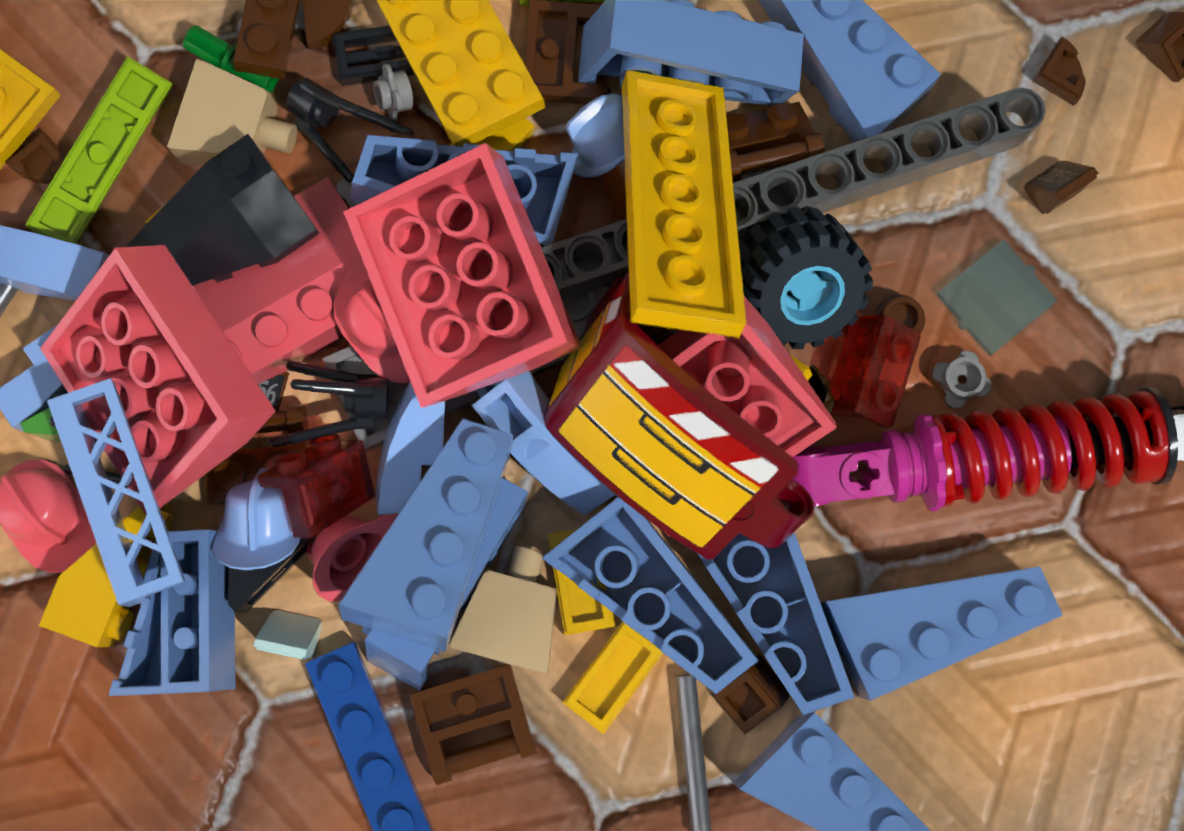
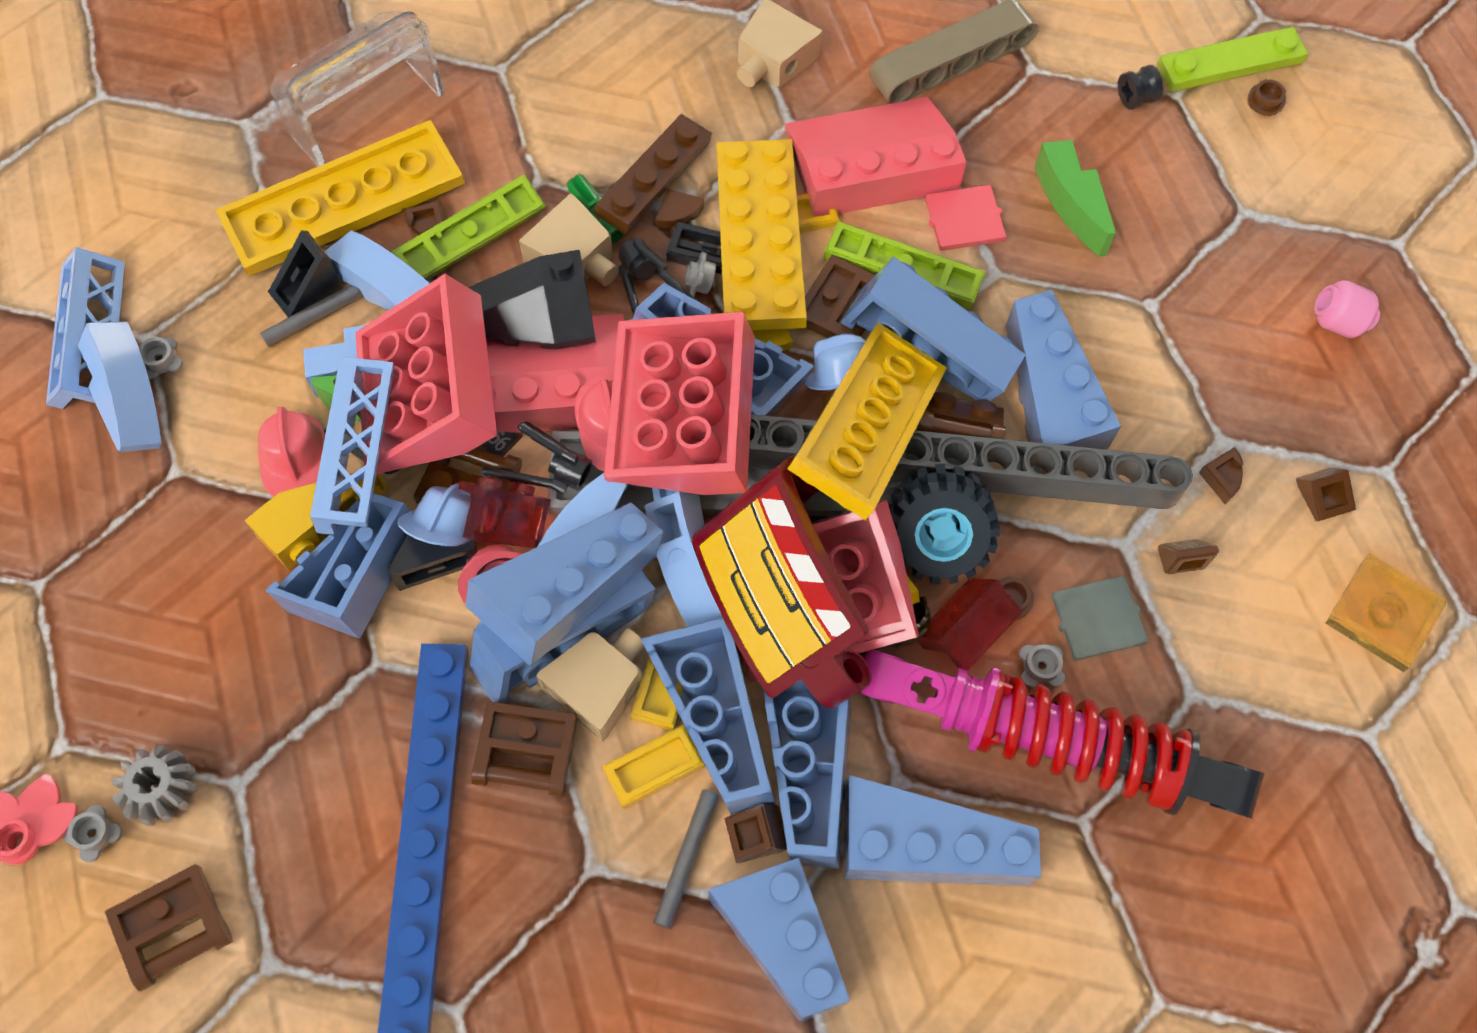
camera: 25 degrees right, 15 degrees down
(289, 635) = (420, 619): light aqua slope -> none

